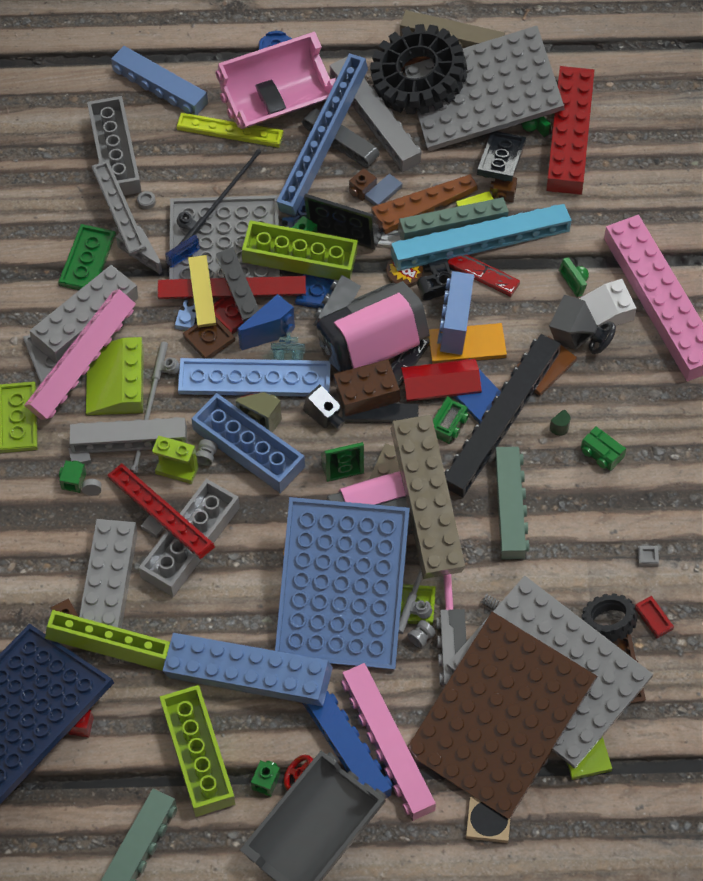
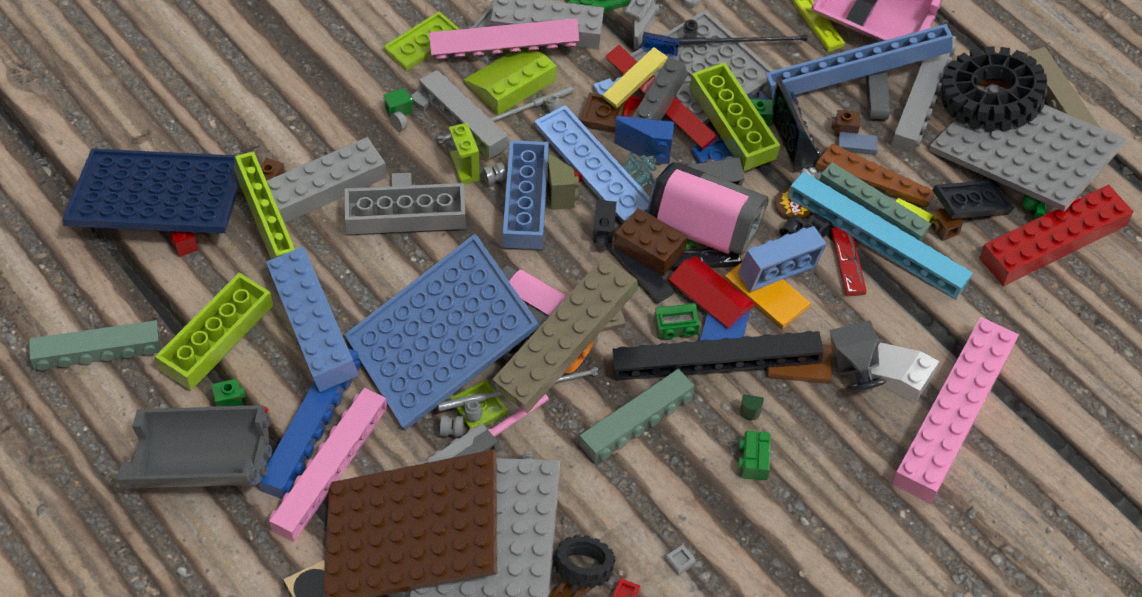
camera: 50 degrees right, 5 degrees down
(161, 511) = (408, 173): red tile -> none
(343, 461) = (563, 265): green slope -> none
(574, 276) = (911, 328): green tile -> none

